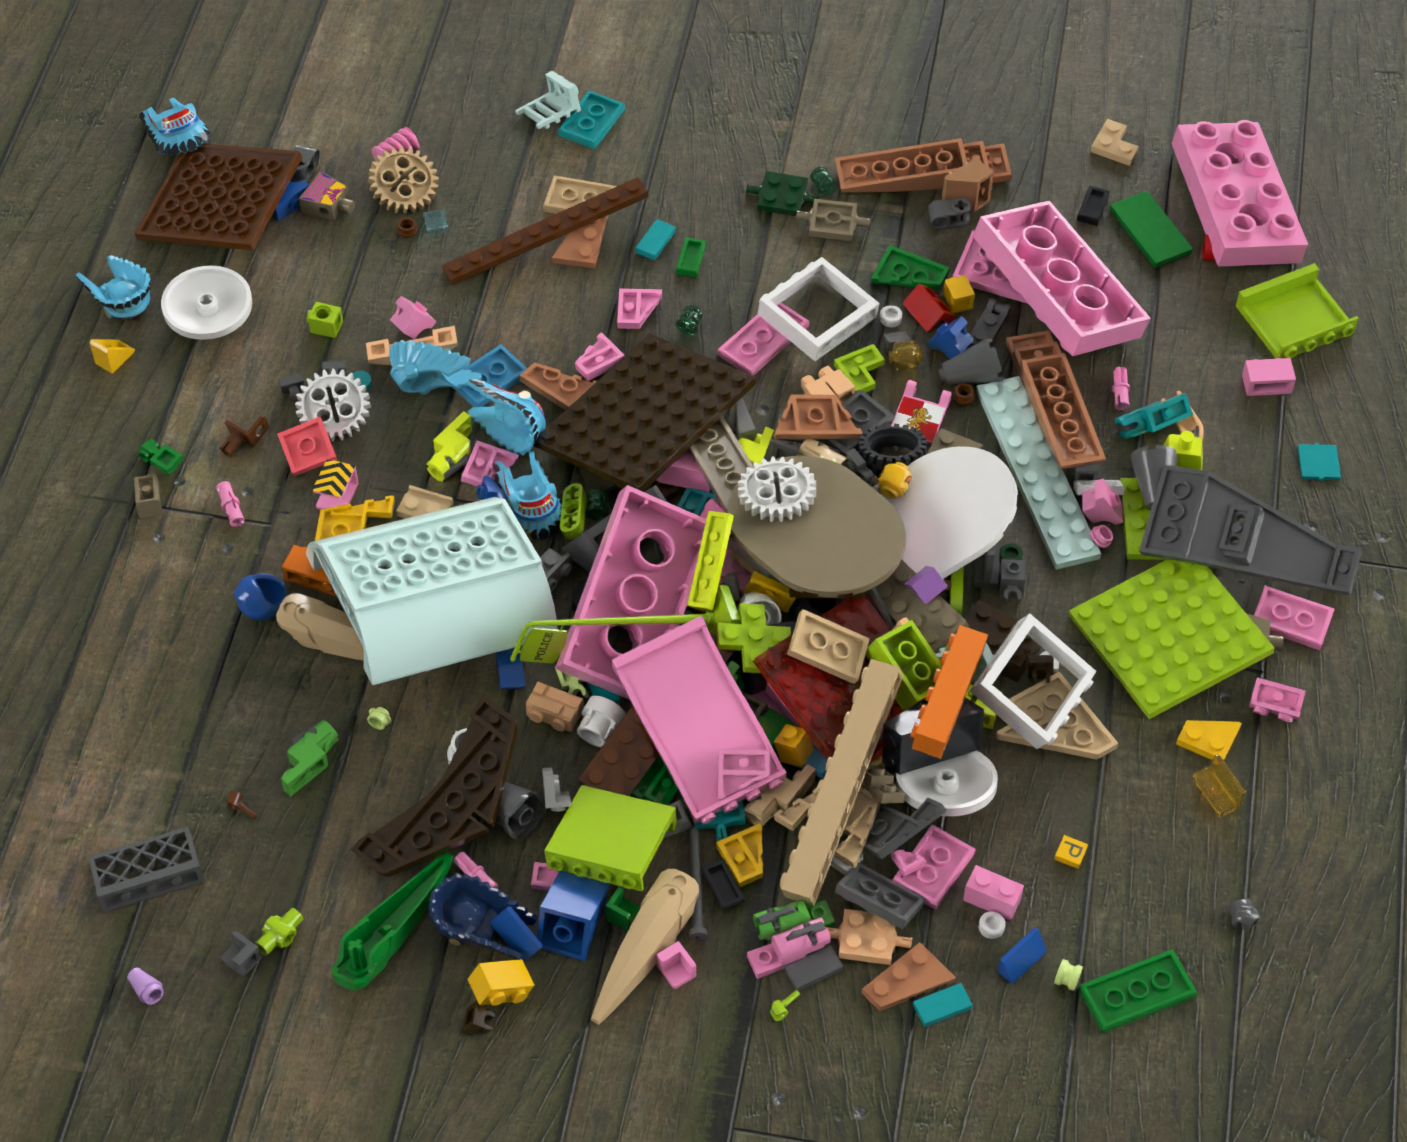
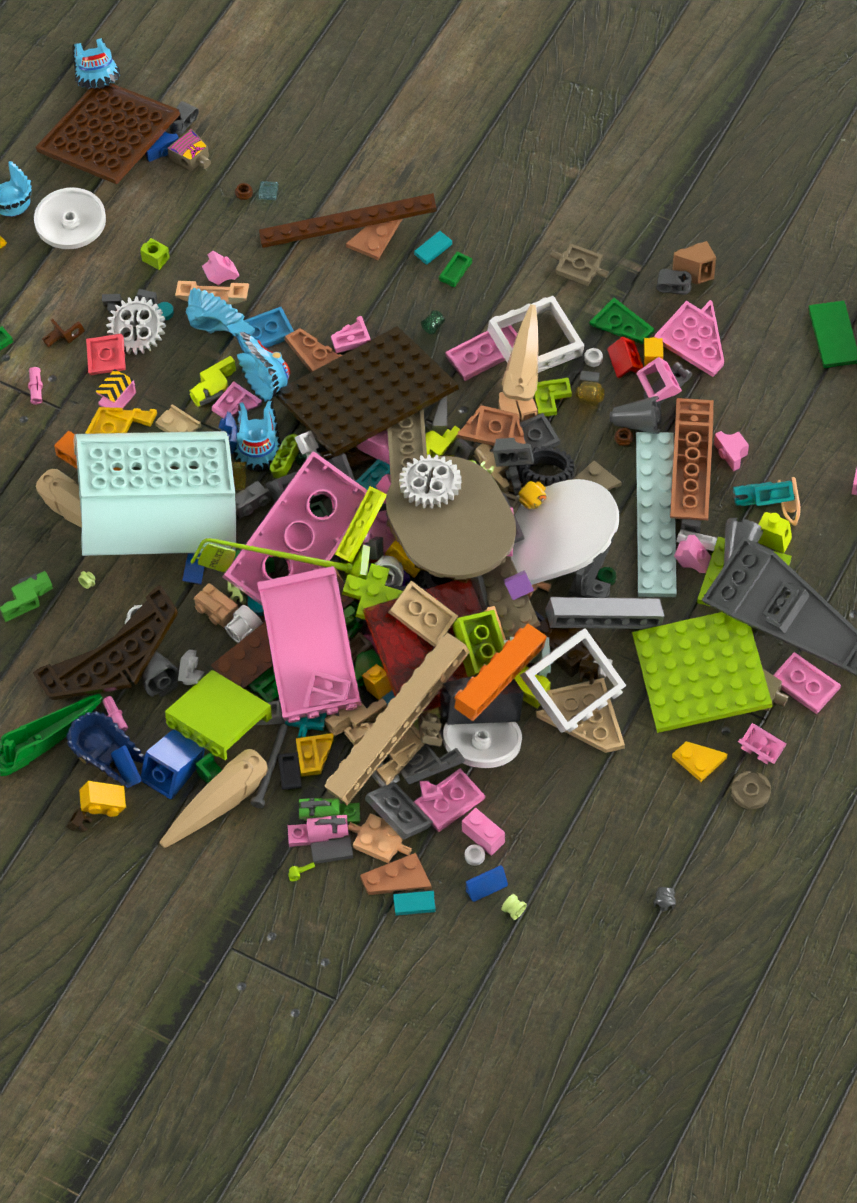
camera: 20 degrees right, 5 degrees up
(260, 596) = (30, 464): blue piece -> none
(388, 167) = (262, 163): tan gear -> none
(403, 138) = (258, 120): bright pink piece -> none
(542, 876) = (161, 729): bright pink tile -> none
(561, 97) = (402, 109): light aqua plate -> none
(569, 192) = (382, 191): tan tile -> none
(593, 121) = (421, 131): teal tile -> none
(600, 491) = (307, 443): none -> white plate
(636, 306) = (396, 300): bright pink wing -> none
(676, 965) = (232, 820): bright pink panel -> none
(782, 193) = (548, 232): dark green plate -> none
(819, 332) = (521, 372): none -> tan piece
(823, 181) = (584, 229): clear green bush -> none
(851, 438) = (509, 452): none -> dark grey arch
(917, 166) = (667, 235): nougat slope -> none
(921, 413) = (582, 445): flag -> none
(951, 338) = (630, 388): blue brick -> none
(956, 590) = (552, 591): lime beam -> none
(974, 304) = (672, 387): none -> bright pink tile
(1033, 594) = (604, 613): none -> brick
(1061, 278) = (734, 357): bright pink plate -> none
(1071, 852) = (556, 817): yellow tile -> none
(1093, 205) = (795, 302): black tile -> none
(1094, 377) = (731, 448): none -> bright pink brick
(1101, 536) = (682, 579): bright pink plate -> none
(1109, 143) = (832, 252): tan plate -> none
(1121, 388) = (750, 463): bright pink axle -> none
(1137, 991) = (562, 933): green tile -> none
(1220, 787) = (688, 799): clear yellow panel -> none
(1285, 757) = (751, 790): none -> dark tan tile

